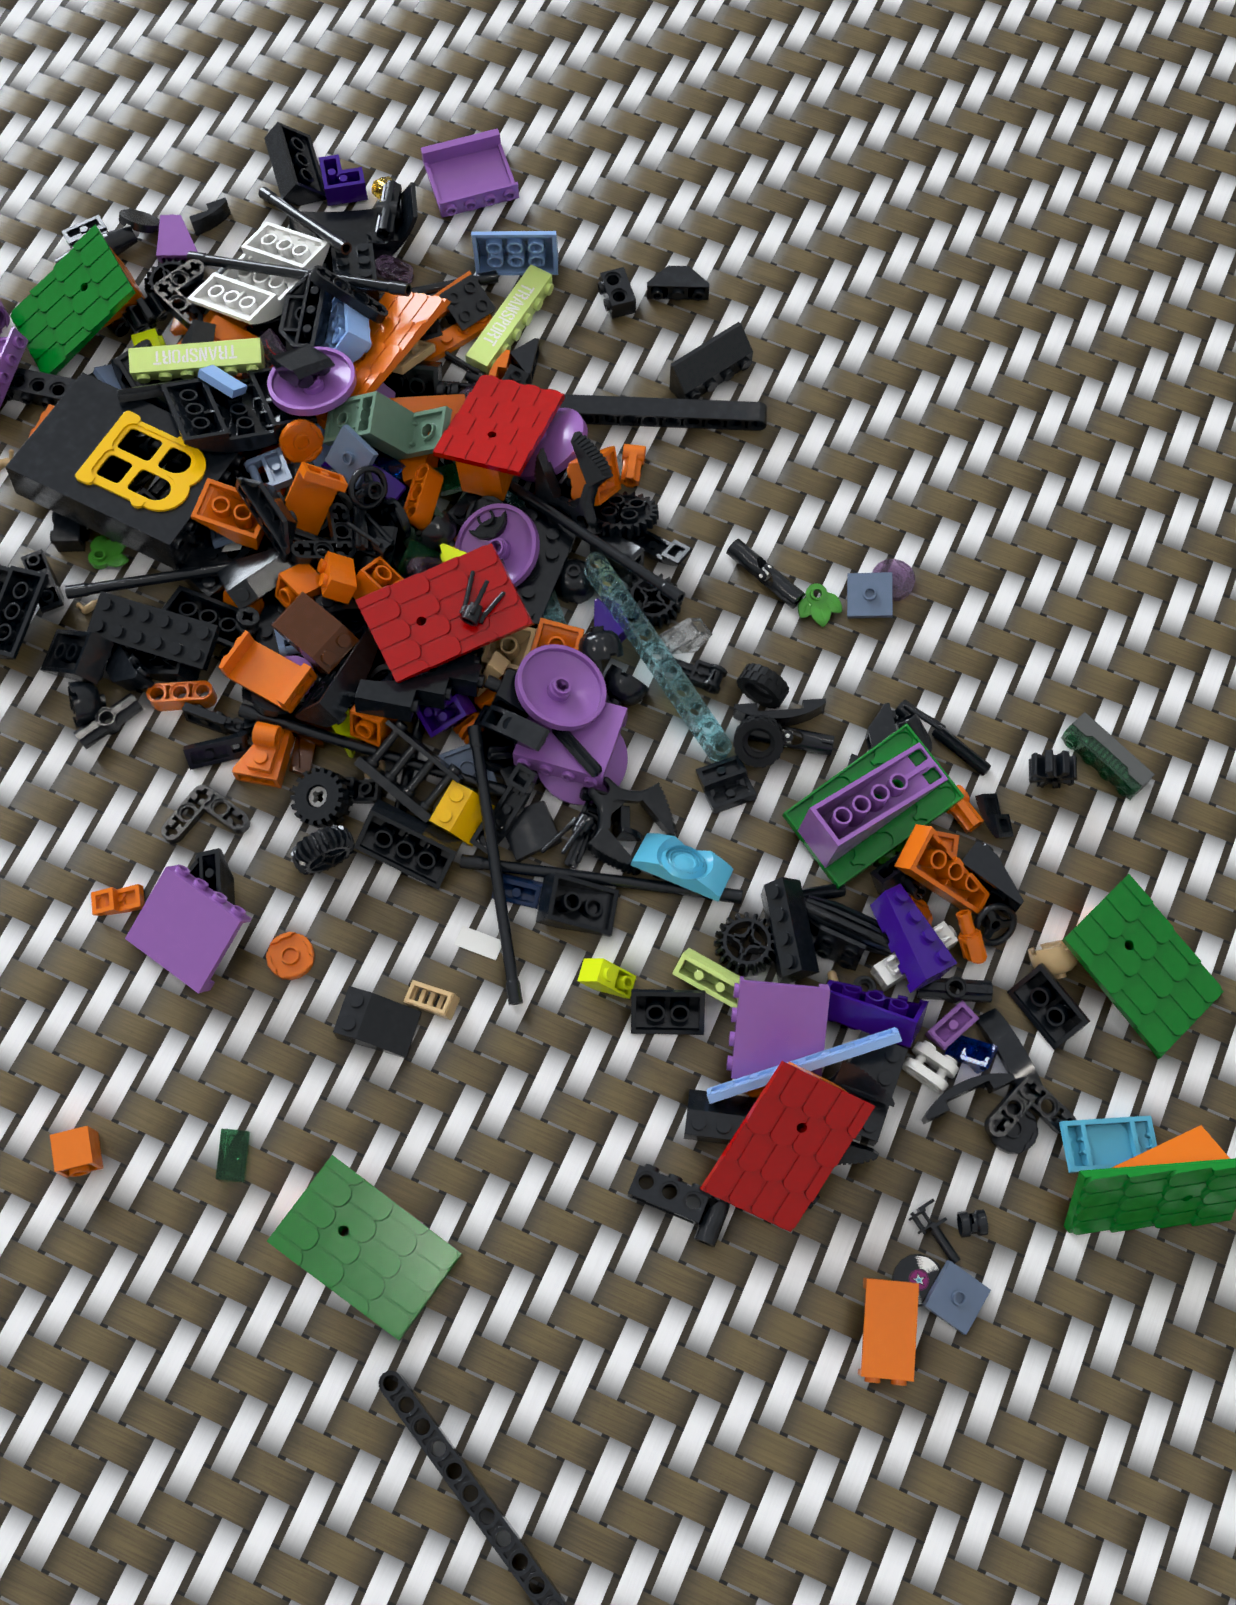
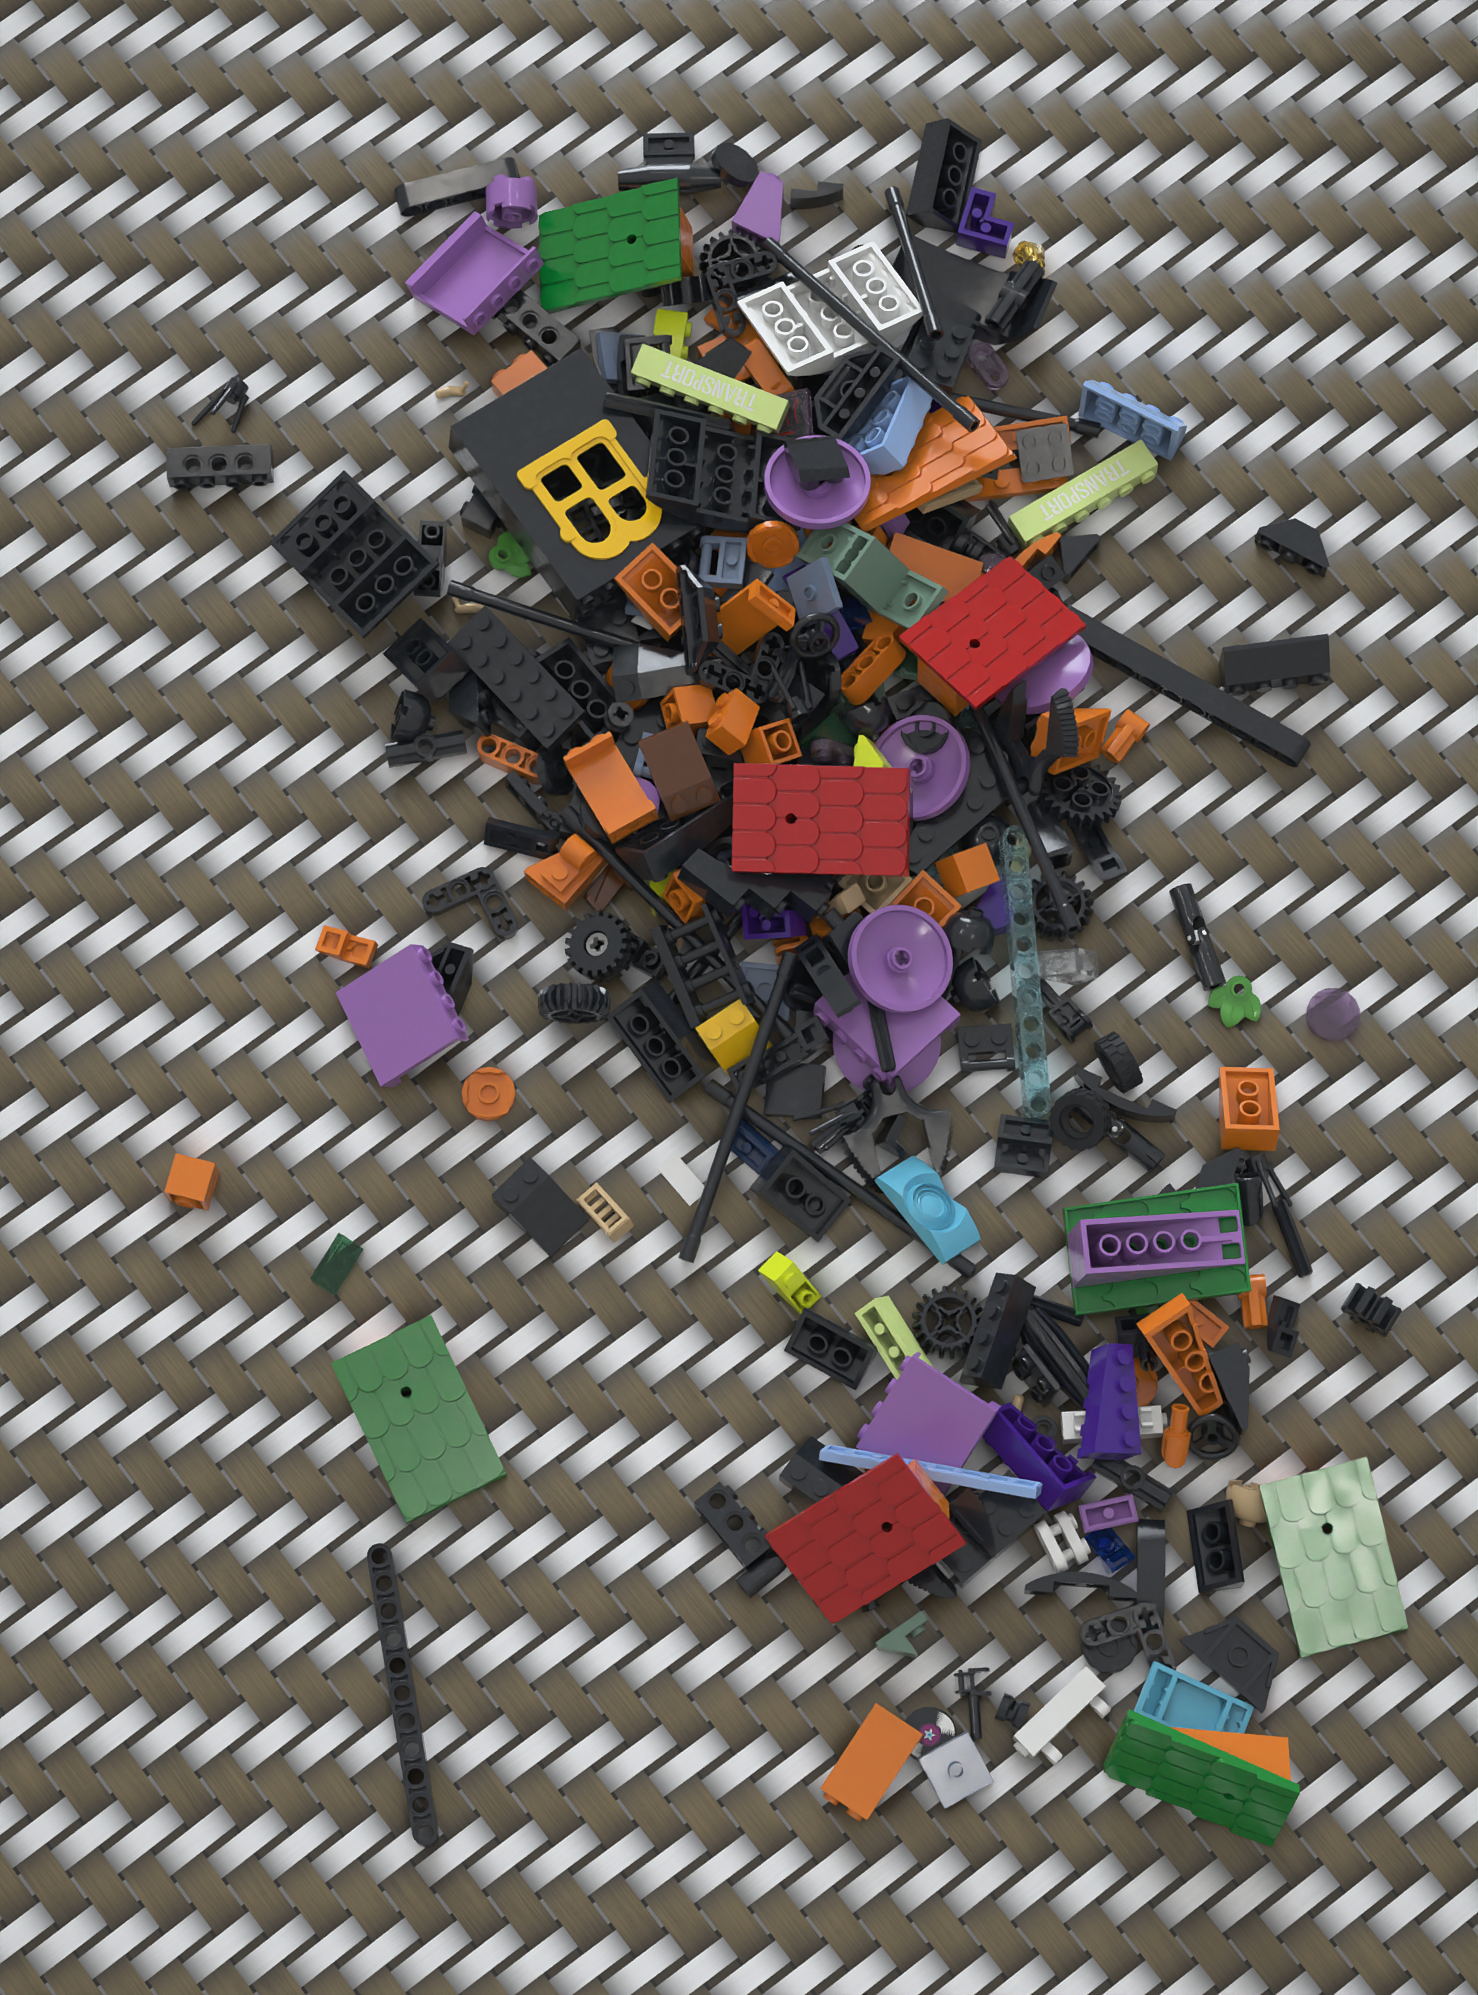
camera: 30 degrees right, 5 degrees up
(218, 687) = (553, 772): none -> black tile
(222, 381) = (723, 433): light blue tile -> none
(348, 294) = (911, 393): black beam -> none
(469, 173) = (1137, 284): medium lavender panel -> none
(472, 613) = (847, 837): black plant -> none
(574, 603) = (967, 871): none -> orange head
(617, 293) = (1225, 521): black brick -> none
(654, 722) = (985, 1040): none -> black plate
(850, 1217) = (897, 1642): none -> sand green slope
(869, 595) = (1295, 1019): sand blue plate -> none
(875, 674) = (1248, 1109): none -> orange slope
(1009, 1205) = (1058, 1713): none -> white brick
(1107, 756) = (1441, 1326): piece -> none
(1115, 1084) = (1237, 1658): none -> black wing

